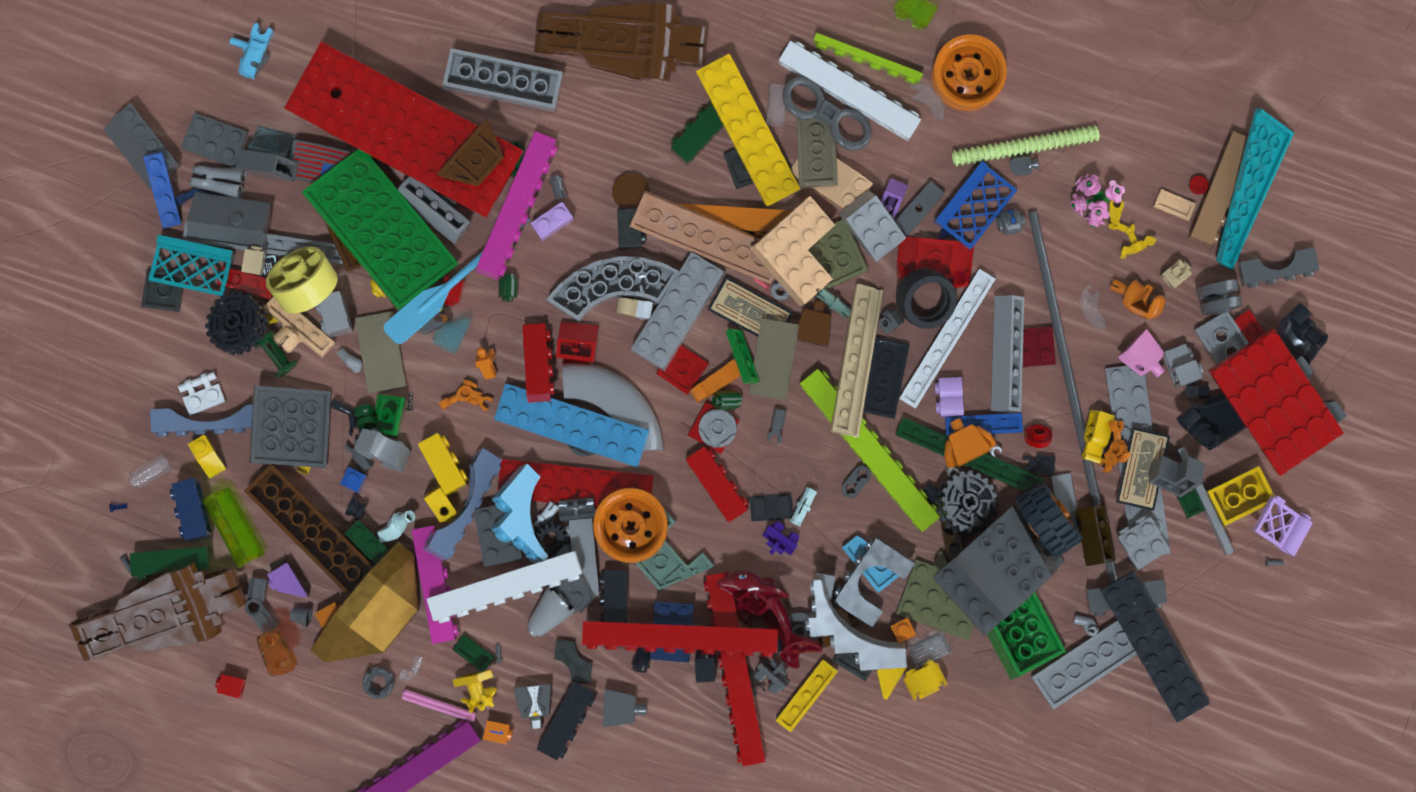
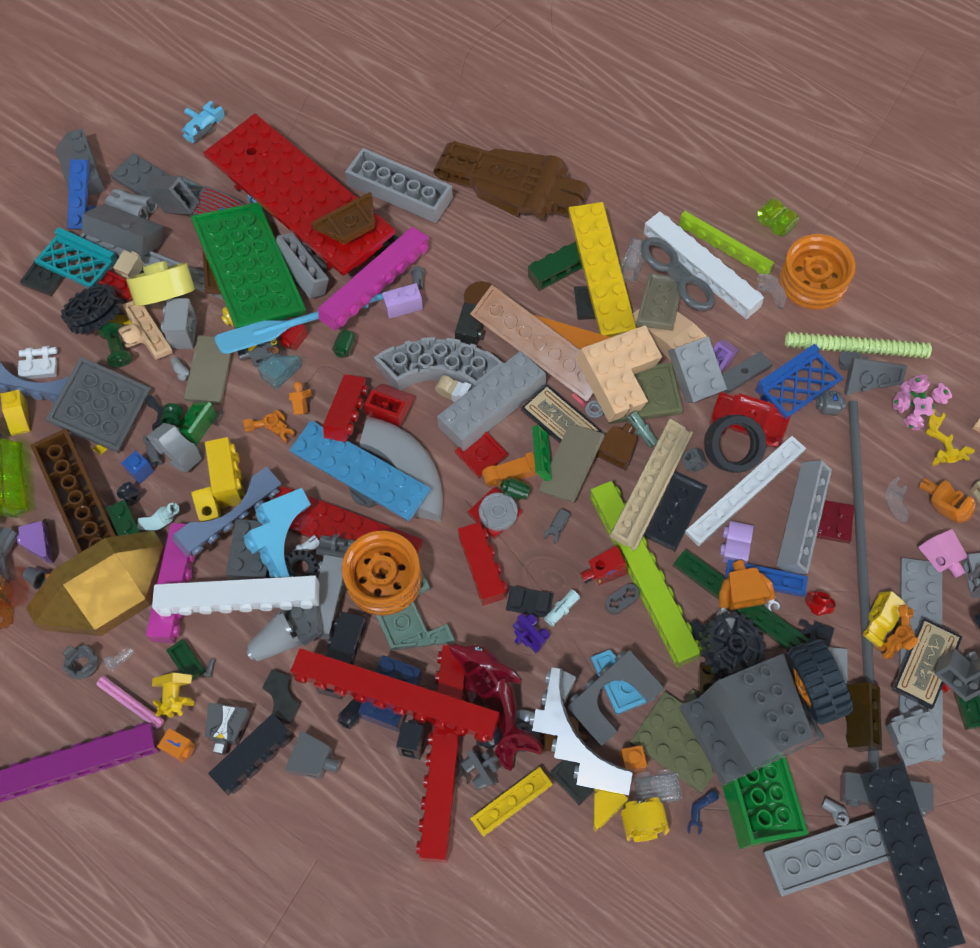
camera: 20 degrees right, 20 degrees down
(839, 452) = (605, 567): none -> red torso
(968, 652) = (697, 806): none -> dark blue arm
(1041, 178) = (872, 374): none -> dark grey wing

